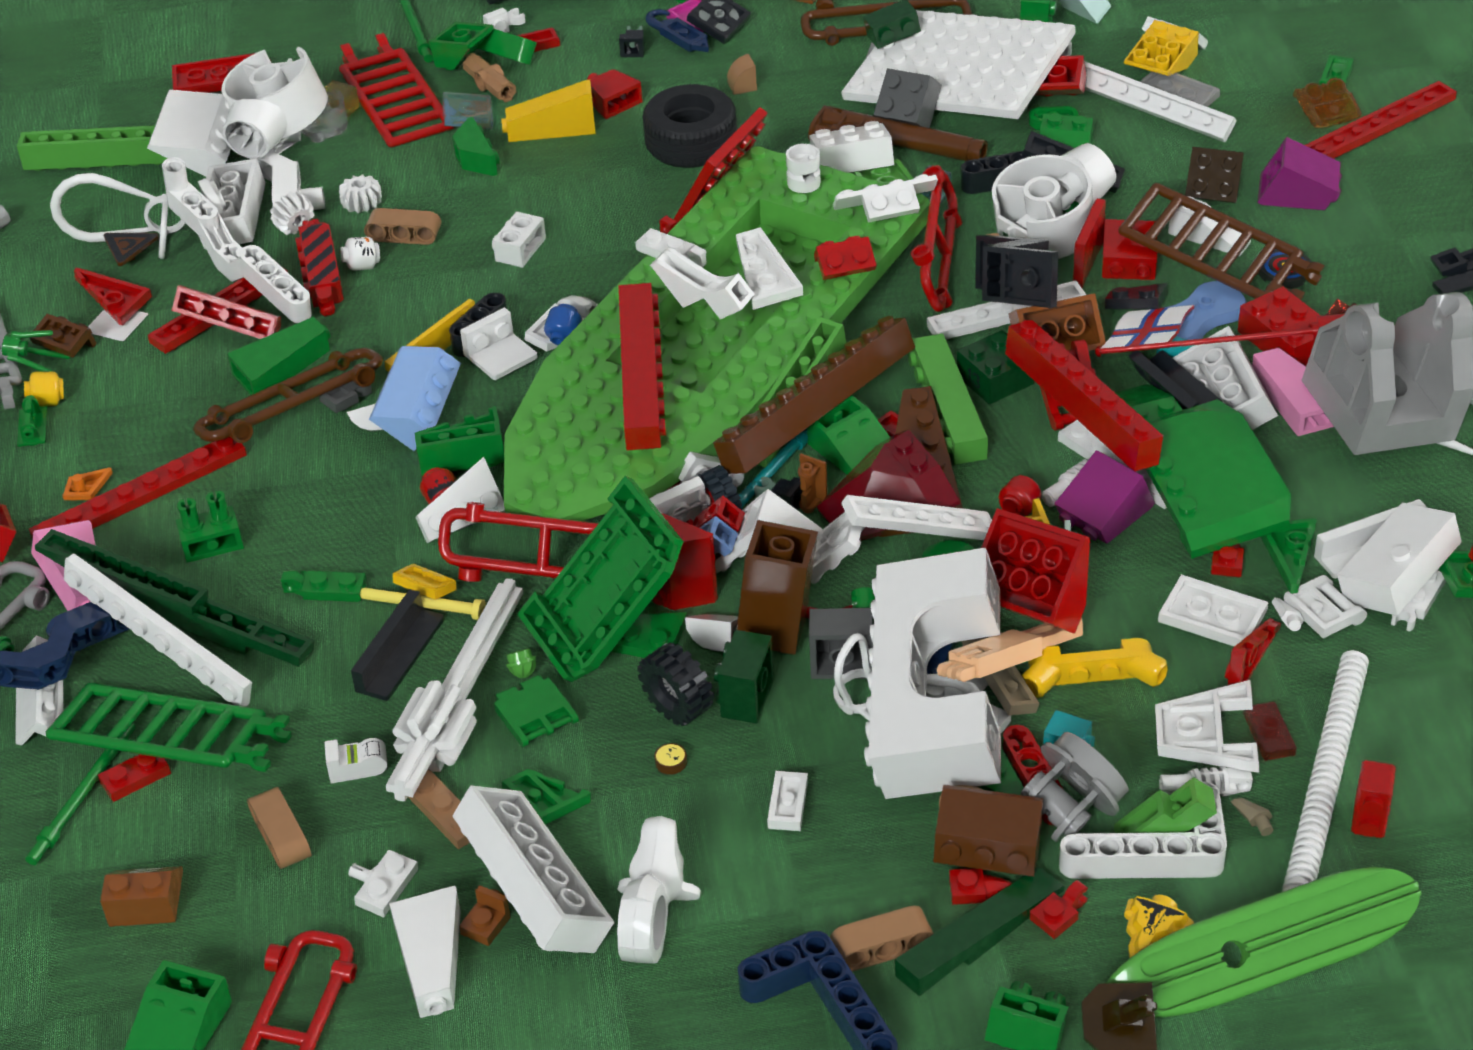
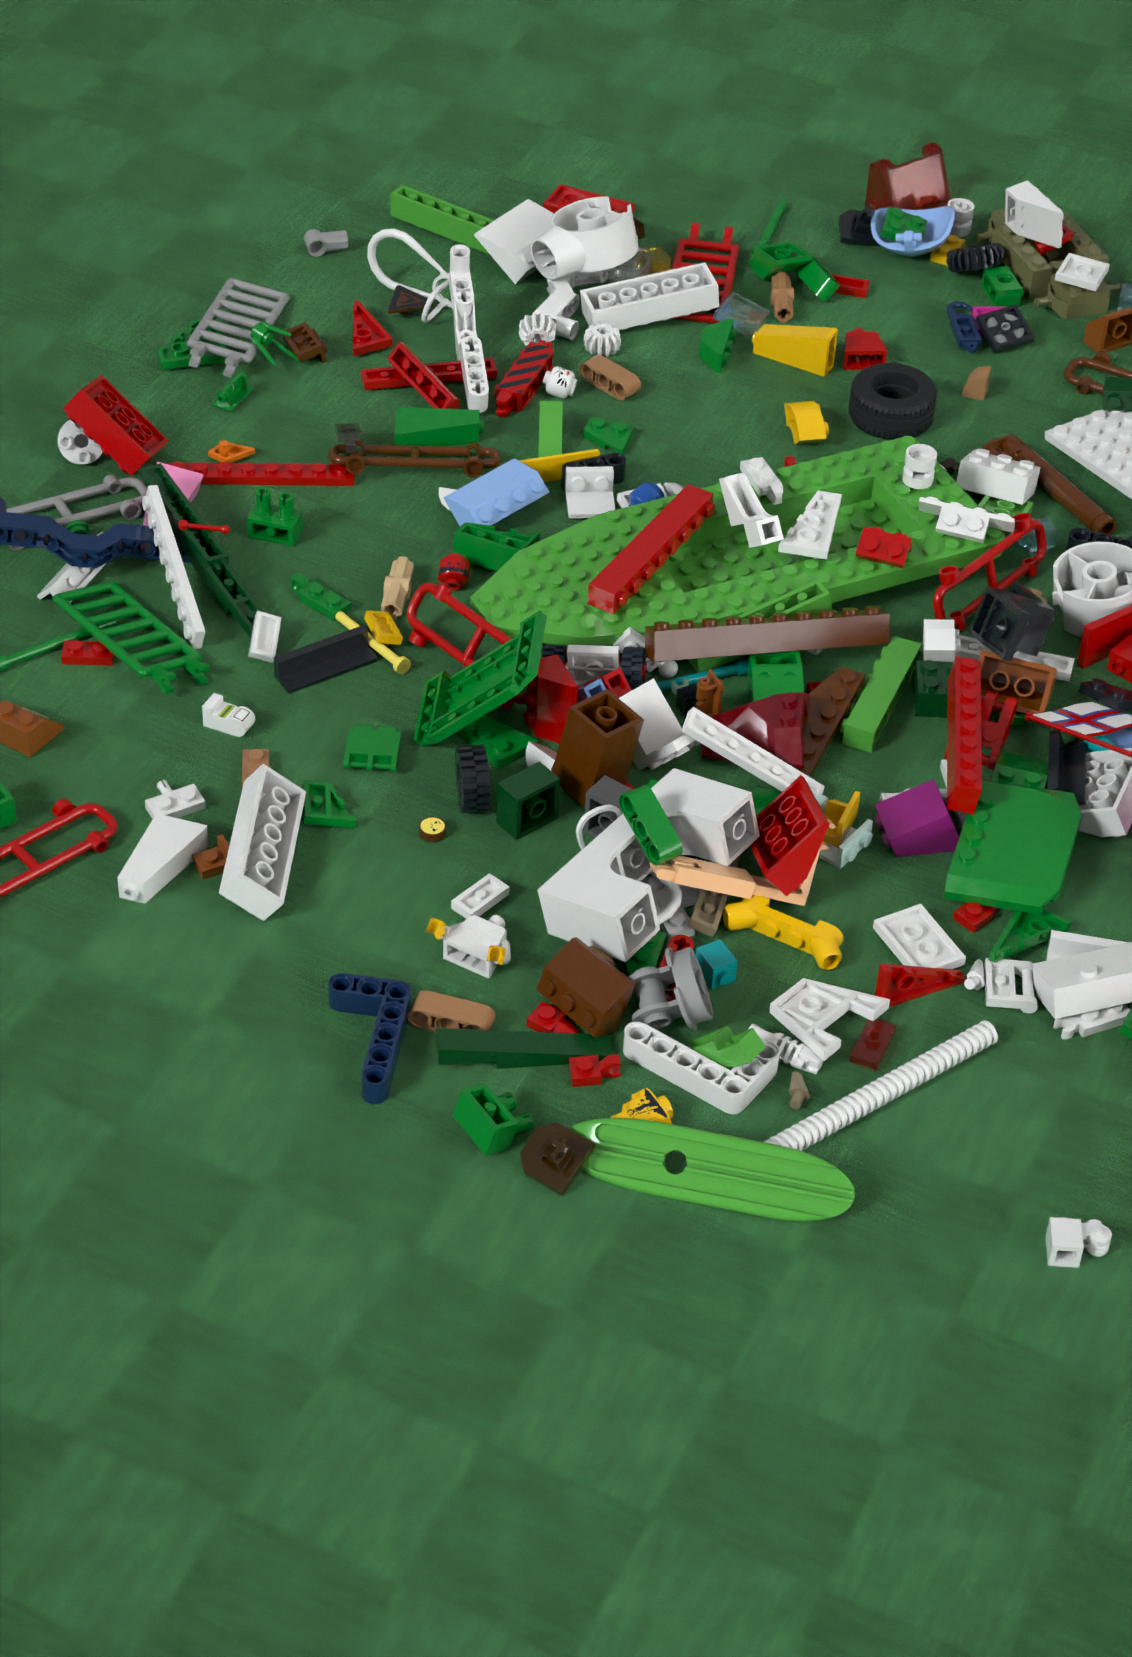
camera: 30 degrees right, 0 degrees up
(45, 387) = (261, 374): yellow head -> none
(107, 327) = (344, 354): white sticker -> none
(135, 581) = (183, 525): none -> red hinge
(206, 403) = (349, 433): none -> clear smoke plate
(211, 192) = (482, 289): white plate -> none
(242, 190) = (507, 302): white brick -> none
(279, 828) = (140, 733): medium nougat beam -> none
(314, 654) = (264, 636): none -> white tile
(344, 396) = (452, 477): dark grey plate -> none
(375, 132) = (651, 297): none -> white brick
(398, 304) = (550, 428): none -> bright green slope
(398, 533) = (397, 587): none -> tan piece
(440, 717) = (298, 718): white axle -> none
(452, 281) = (608, 433): none -> green wing
(473, 486) = (463, 581): white wing -> none
(502, 19) = (831, 258): white plate -> none
(519, 239) = (683, 426): white brick -> none
(521, 663) = (394, 714): bright green plate -> none
(629, 181) = (806, 422): none -> yellow brick
(632, 43) = (919, 319): black piece -> none
(652, 884) = (334, 894): white animal -> none
(723, 160) = (877, 429): red plate -> none
(836, 849) = (474, 943): none -> white torso
(908, 97) = (1080, 458): dark grey brick -> none
(922, 632) = (650, 825): none -> green beam
(962, 322) = (940, 640): none -> white brick
(1019, 494) = (858, 781): red head -> none
(1373, 799) = (886, 1123): red brick -> none

